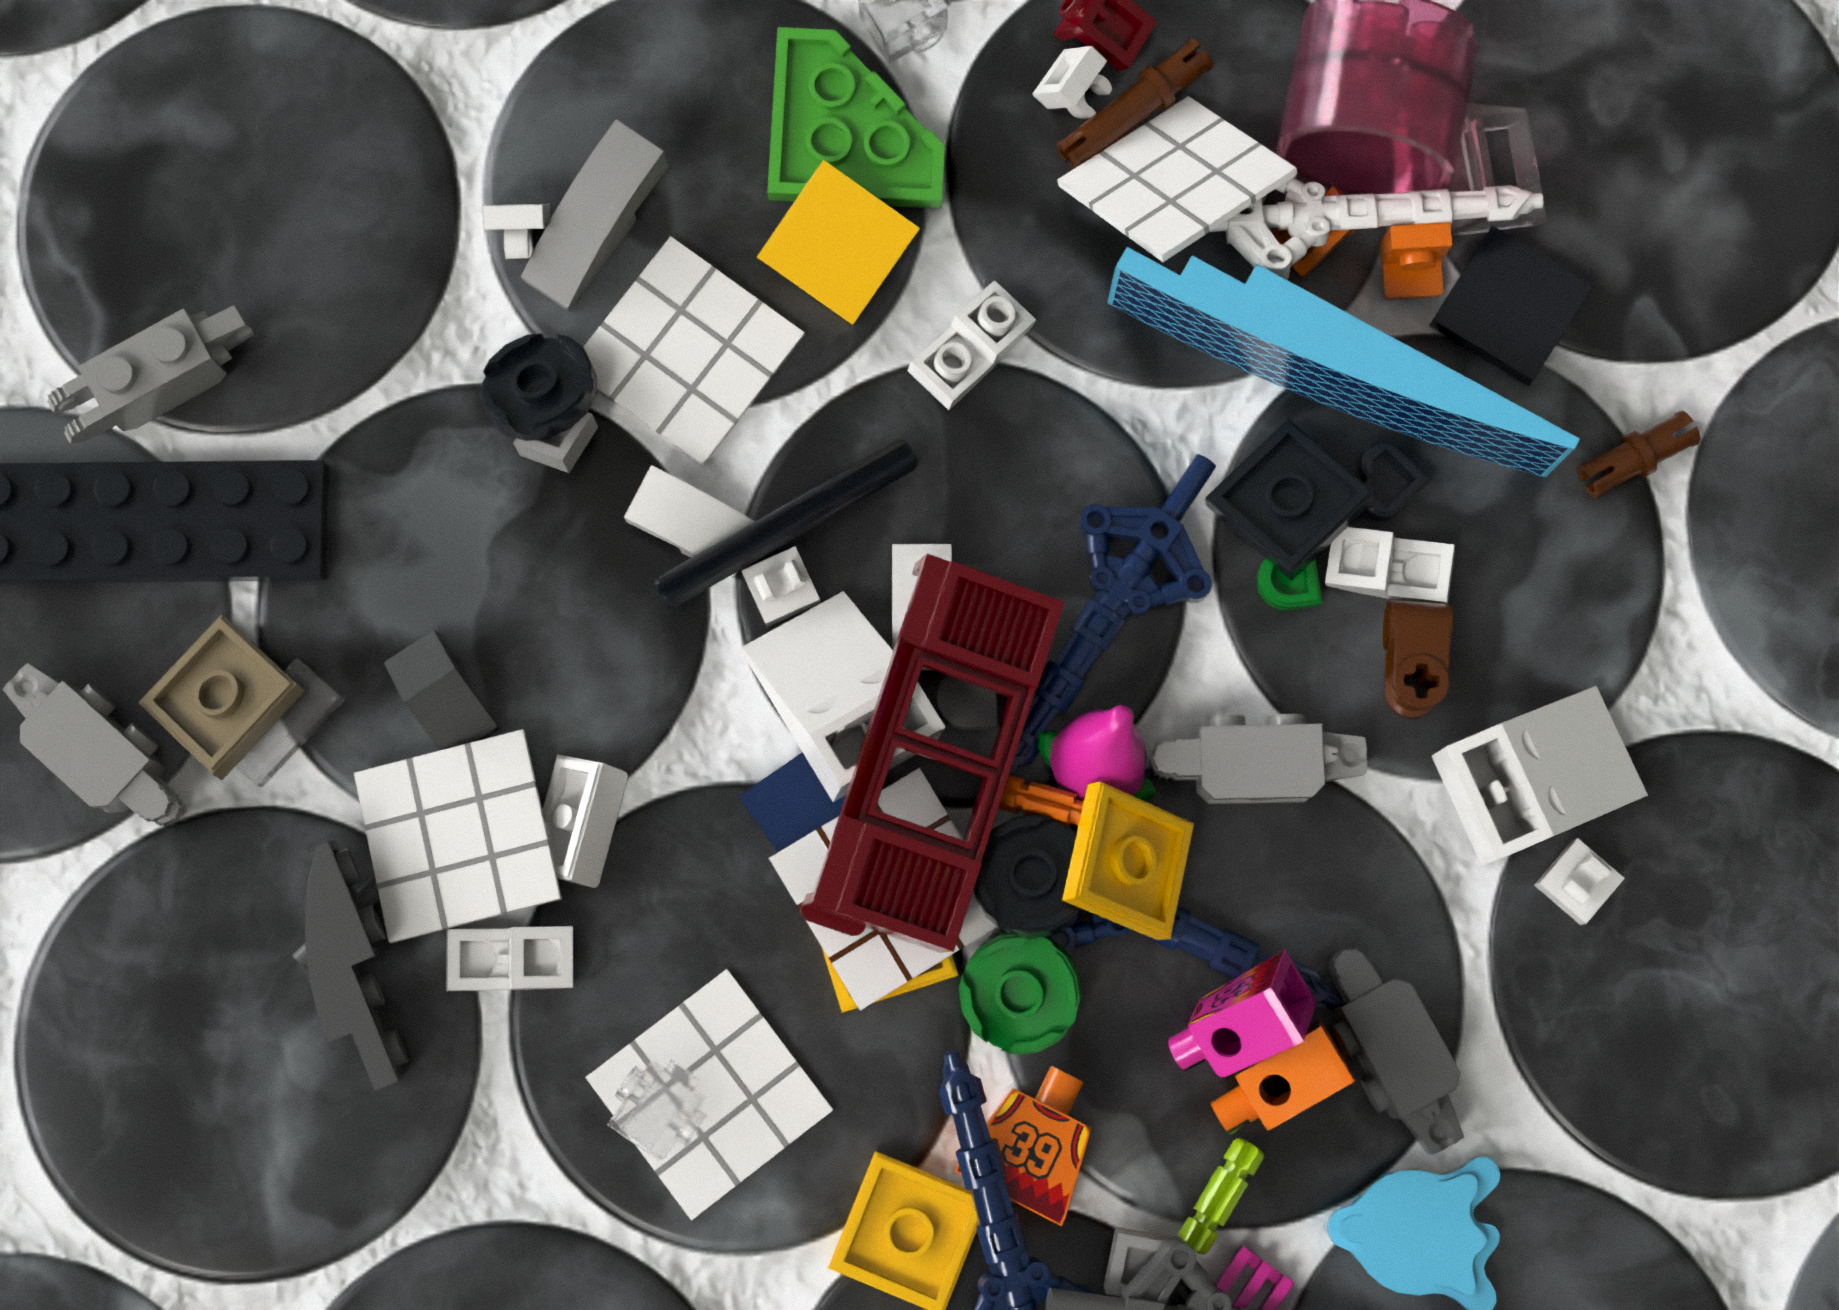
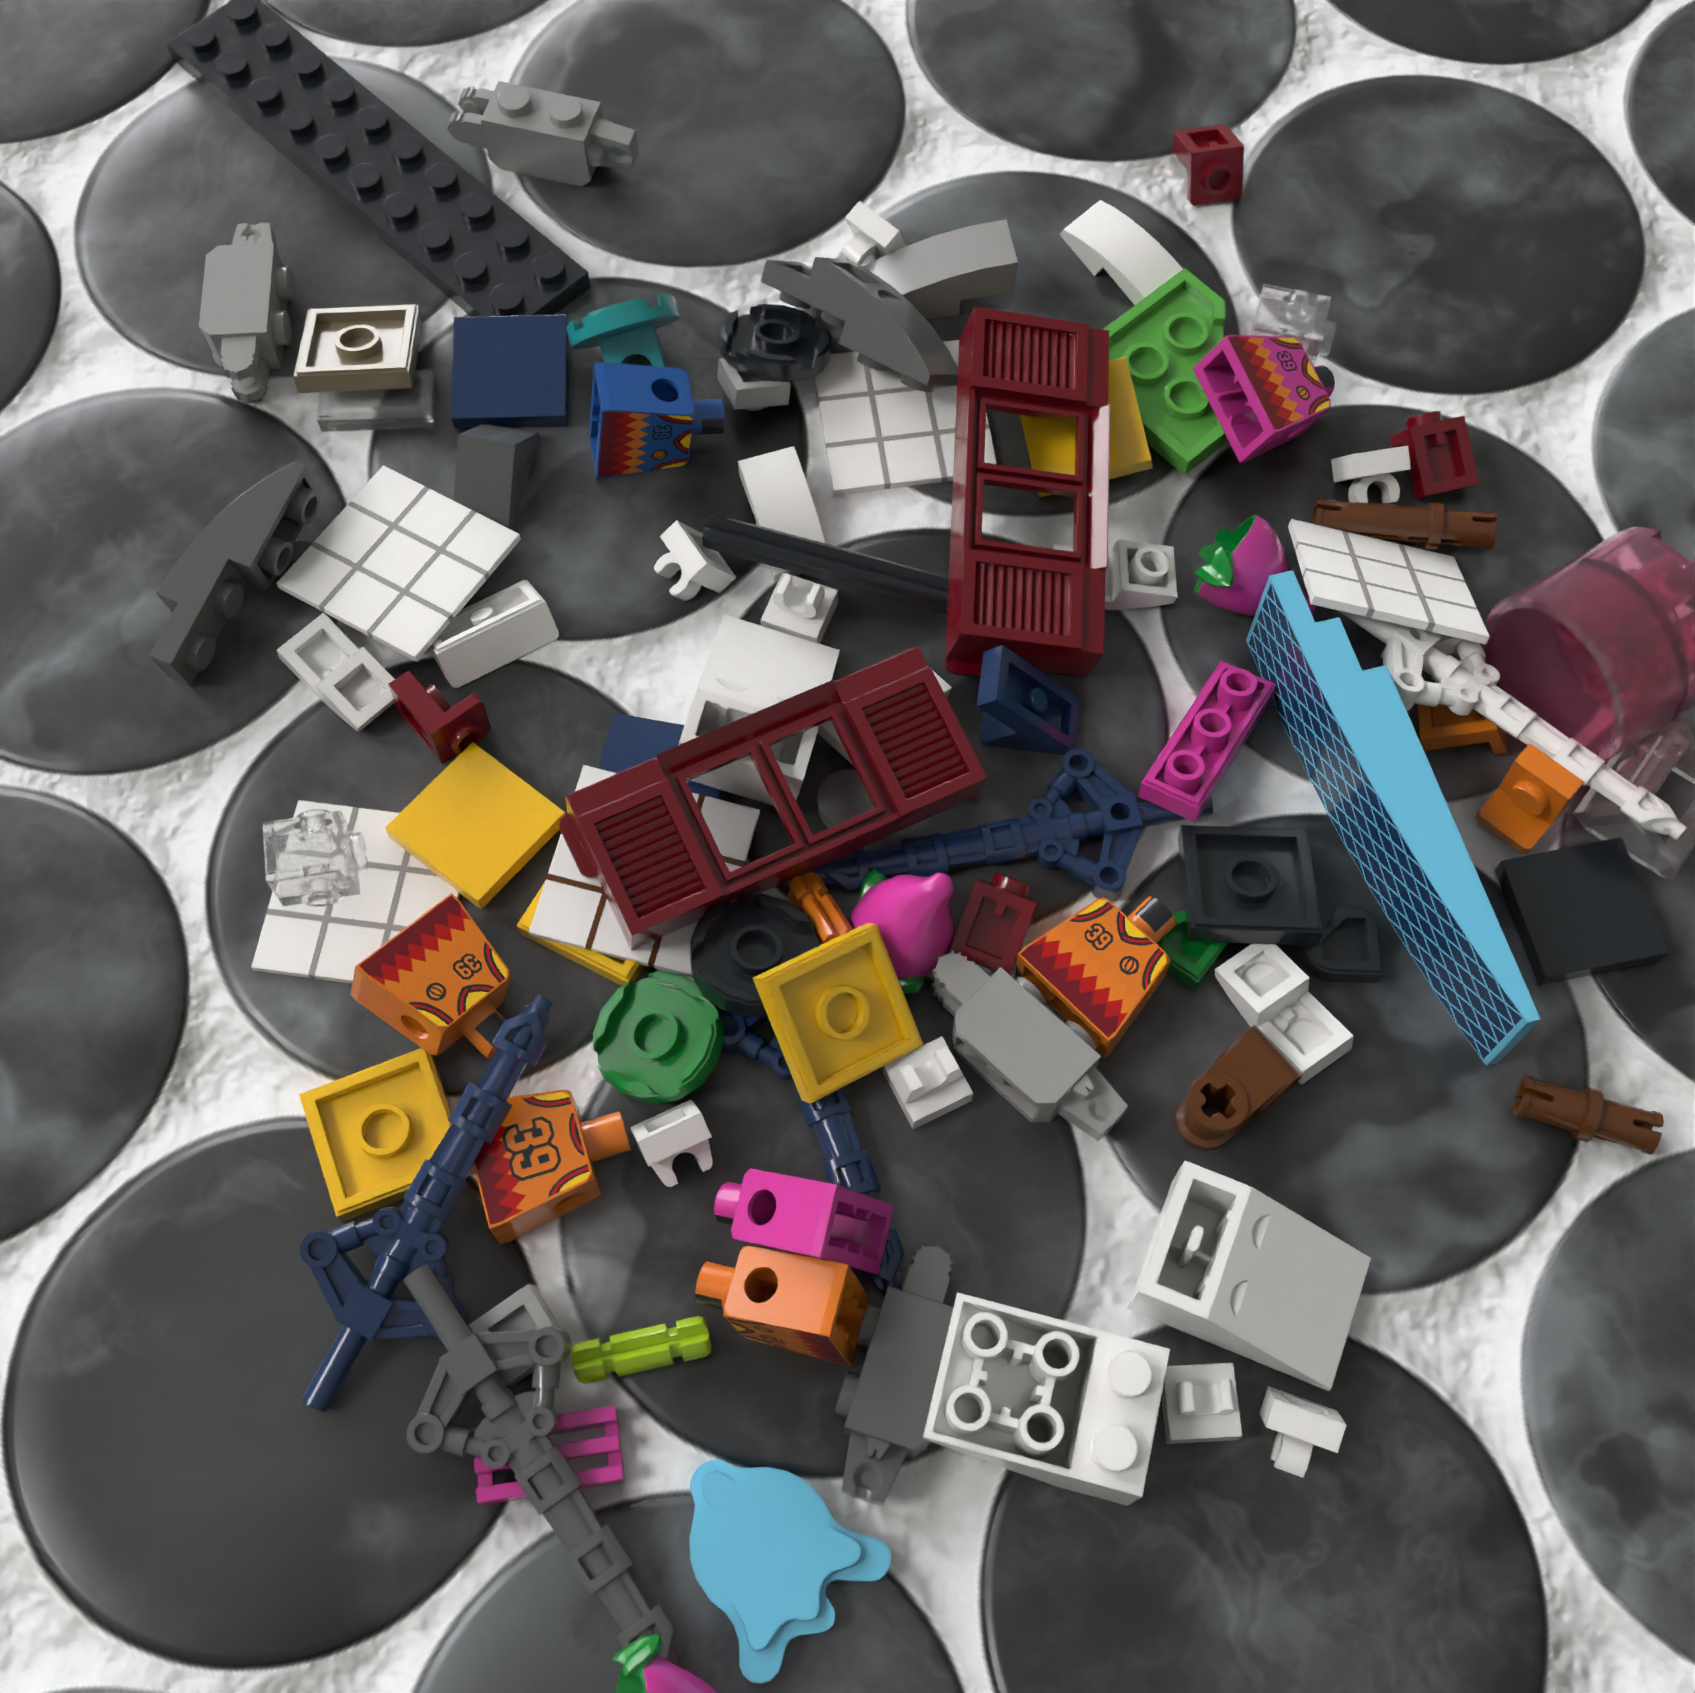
camera: 45 degrees right, 15 degrees down
(358, 601) = (510, 371): none -> dark blue tile
(421, 487) = (625, 329): none -> teal tile
(519, 548) = (646, 419): none -> blue torso
(605, 295) = (873, 318): none -> dark grey slope
(612, 928) = (439, 726): none -> dark red bracket
(676, 625) = (696, 562): none -> white tile
(710, 50) = (1123, 248): none -> white slope
(732, 970) = (476, 825): none -> yellow tile
(846, 1104) = (437, 981): none -> torso
(942, 435) = (1015, 595): none -> dark red piece
(948, 92) = (1263, 391): none -> dark pink torso
(1021, 511) = (1025, 706): none -> dark blue slope
(1068, 256) = (1240, 566): none -> dark pink hat
(1099, 1047) = (673, 1133): none -> white tile
(1156, 690) = (995, 922): none -> dark red bracket
(1169, 442) = (1207, 741): none -> dark pink tile
(1219, 844) = (928, 1083): none -> white tile
(1257, 656) = (1100, 966): none -> torso
(1501, 975) = (1048, 1398): none -> white slope
(1653, 839) = (1299, 1427): none -> white tile

